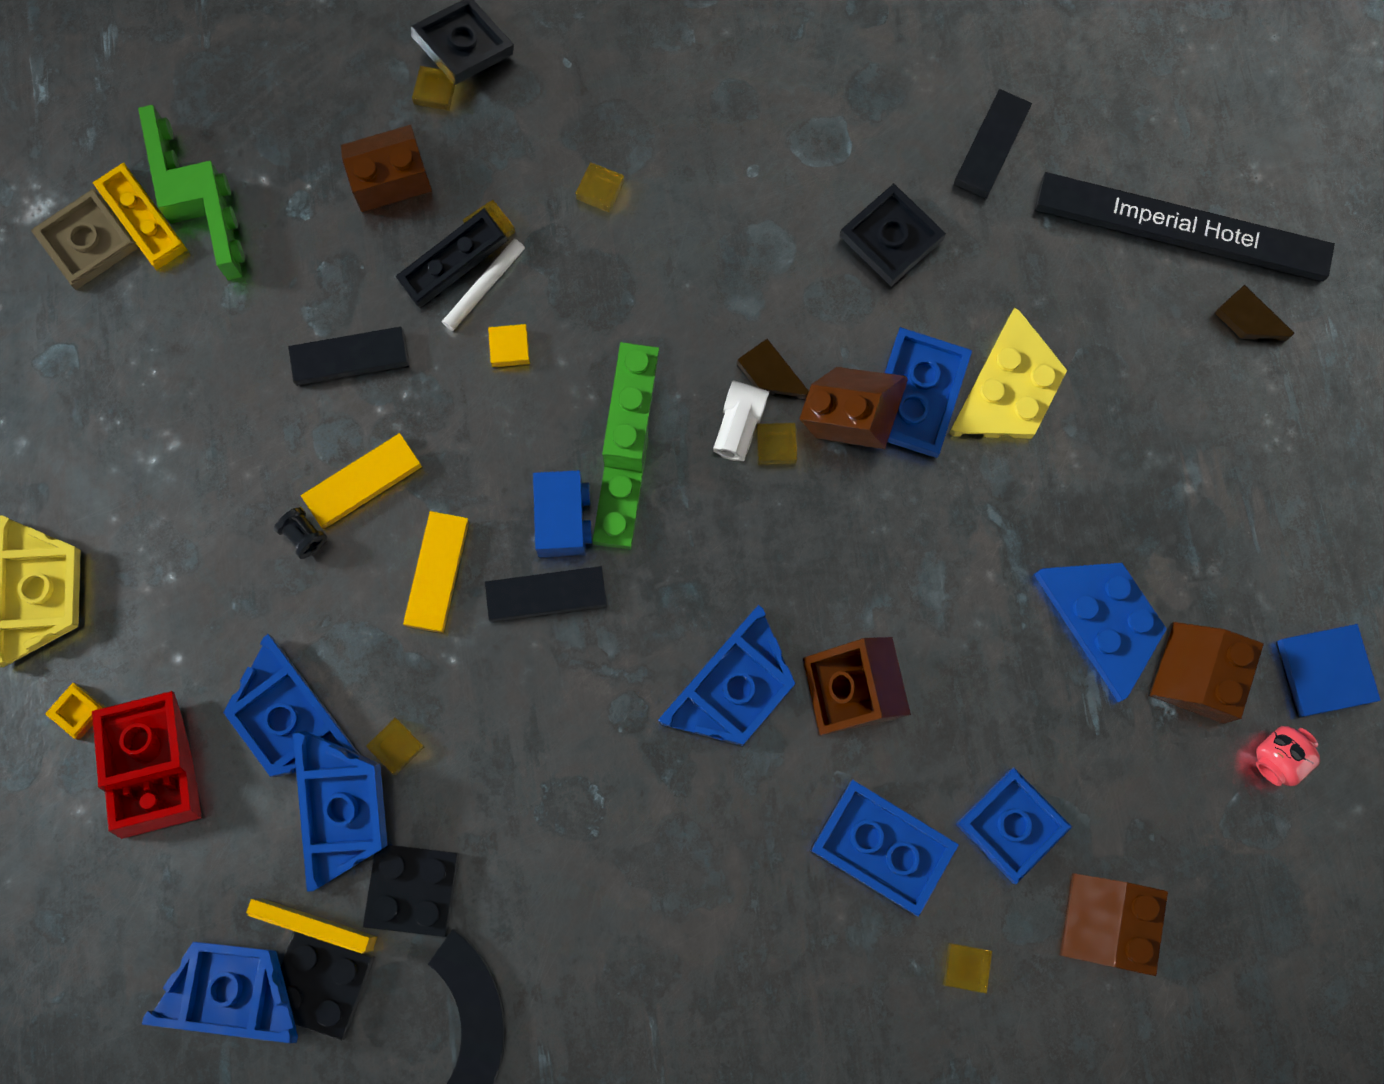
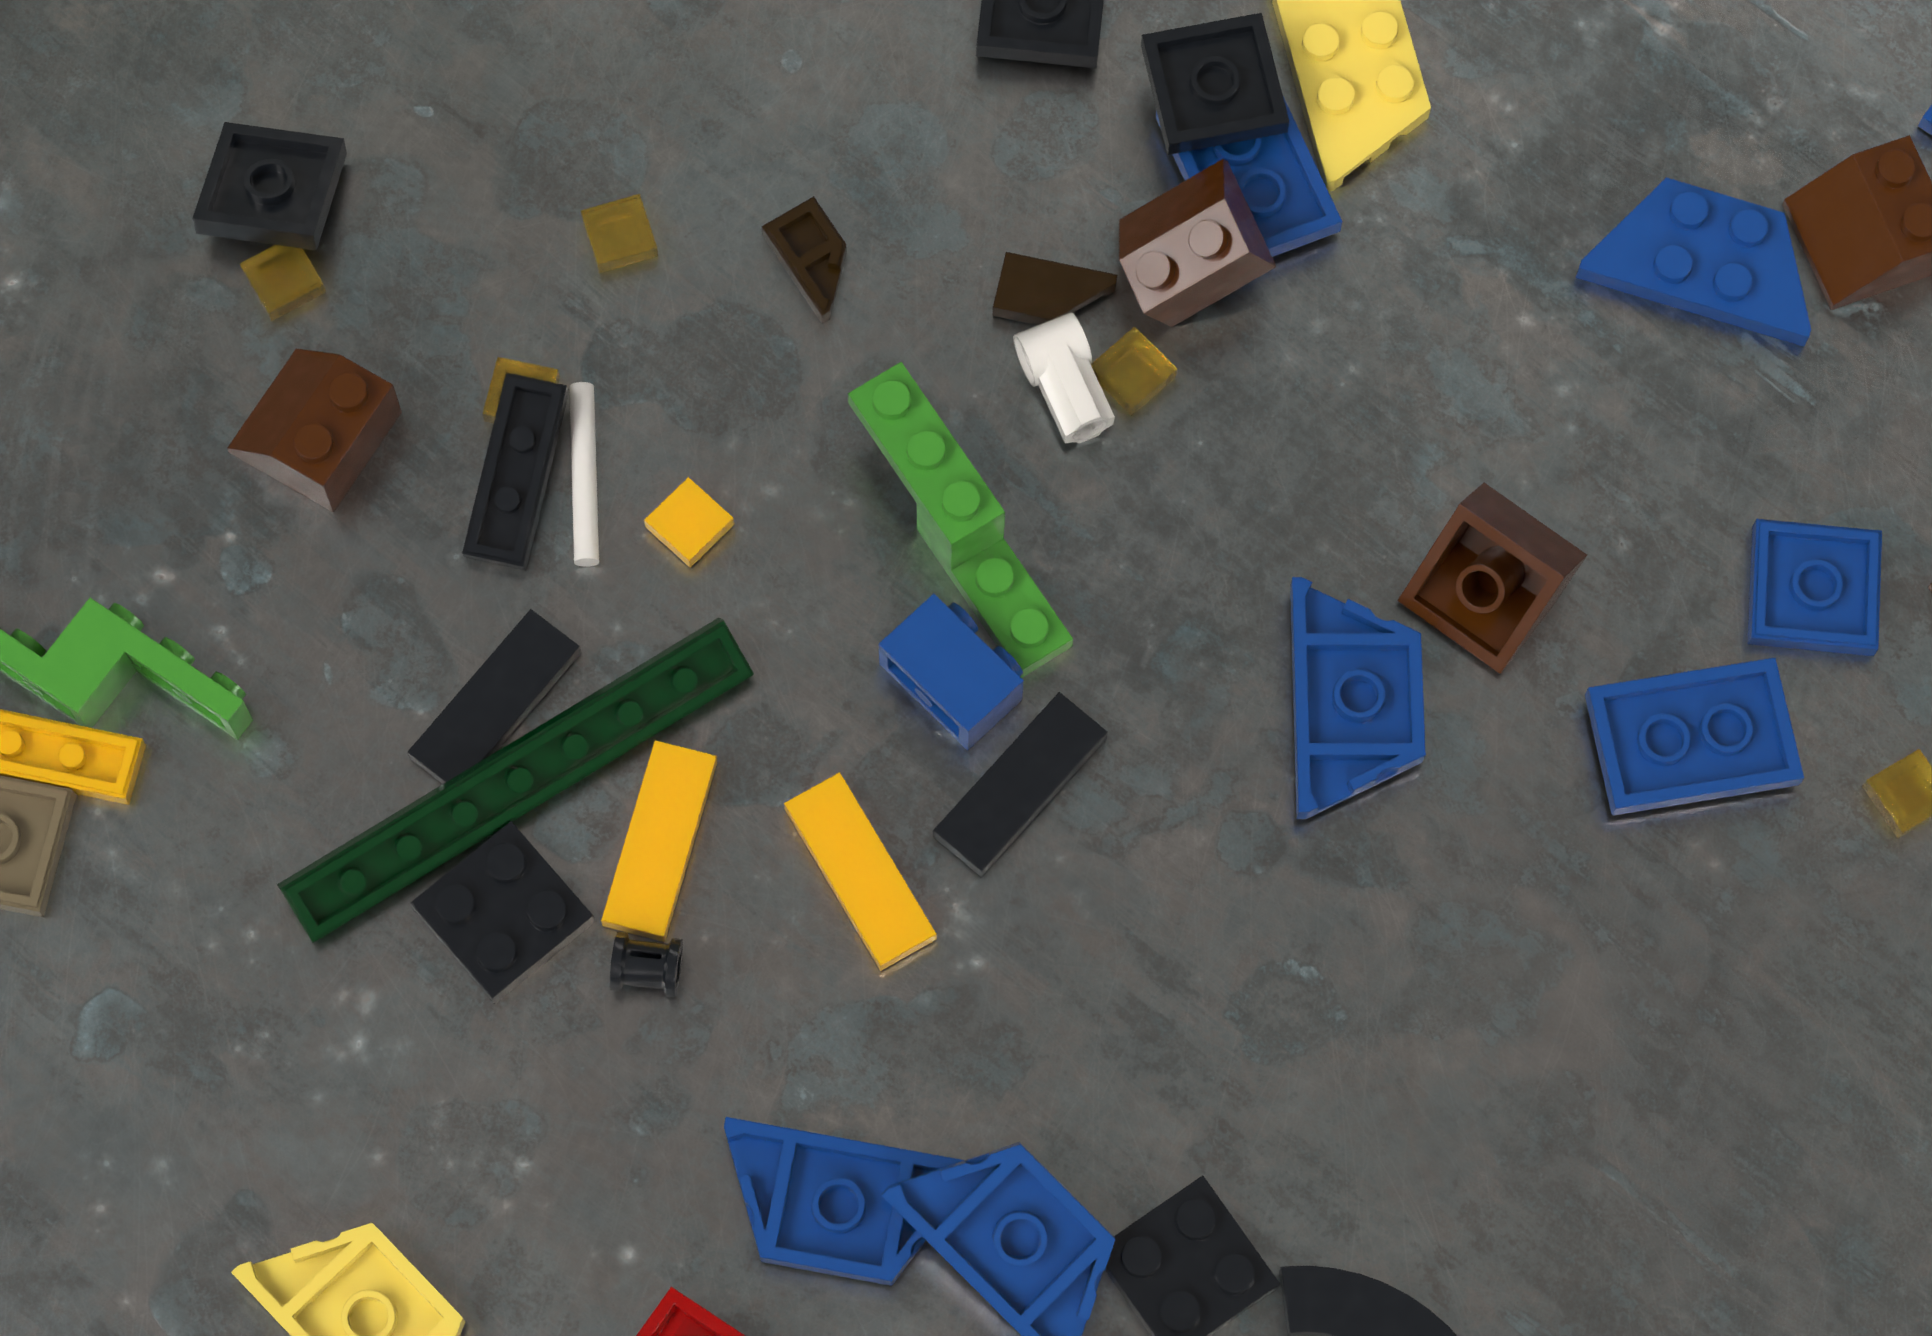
camera: 40 degrees left, 5 degrees down
(264, 455) = (502, 912): none -> black plate
(324, 398) = (515, 779): none -> dark green tile
(395, 746) = (1006, 1117): clear yellow tile -> none
(678, 266) = (809, 253): none -> dark brown tile
(935, 337) = (1214, 83): none -> black plate

